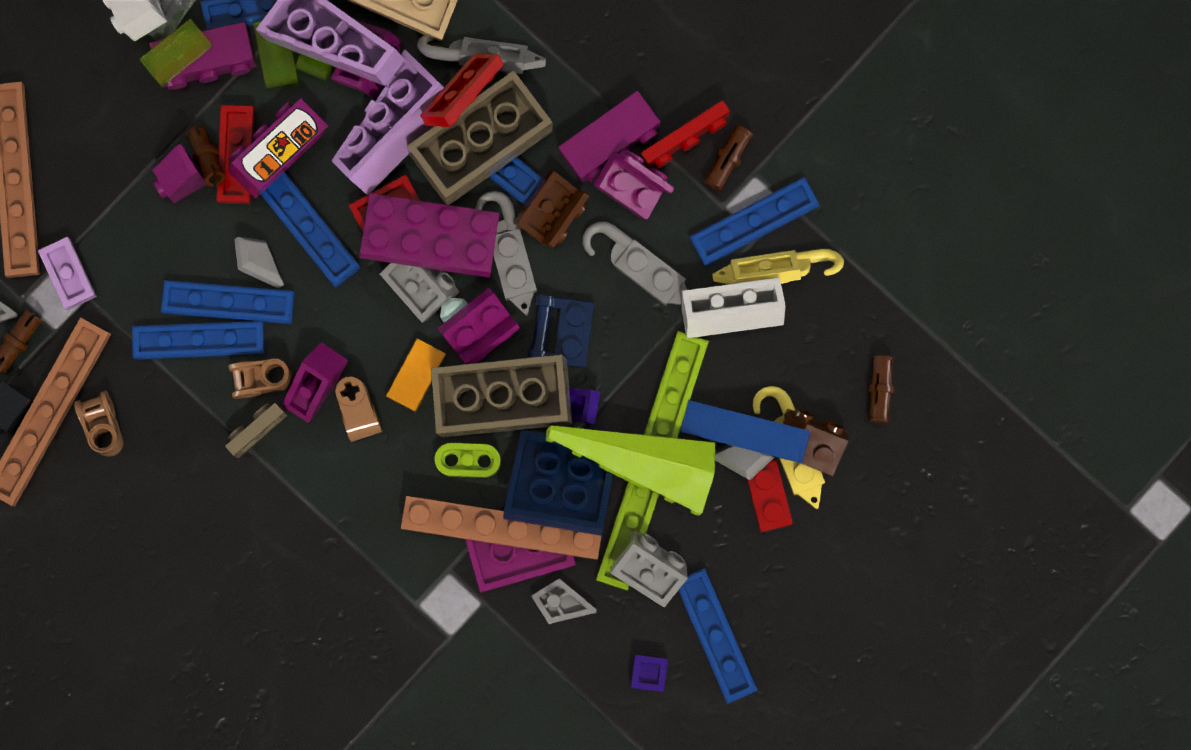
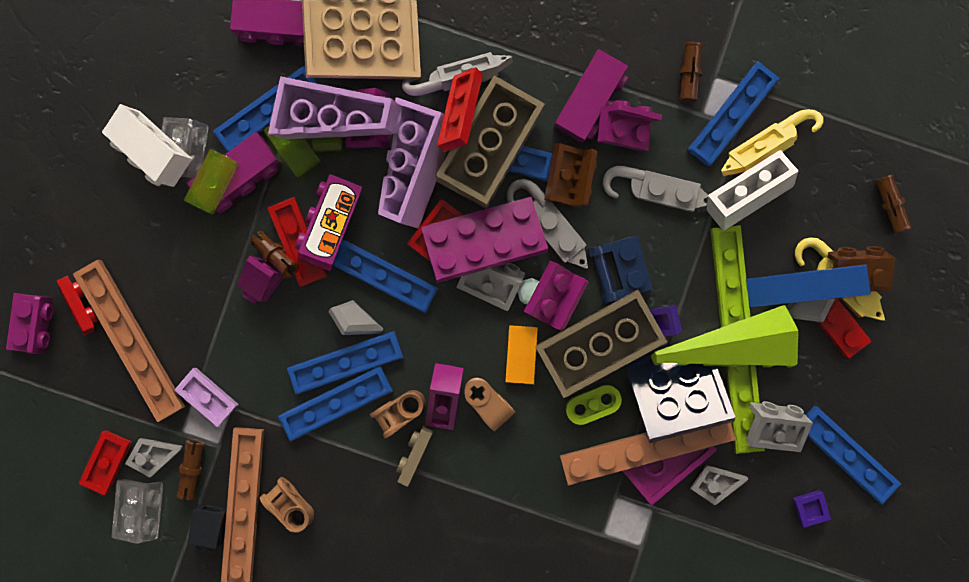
camera: 30 degrees left, 5 degrees up
(686, 136) = (652, 68): red plate -> none

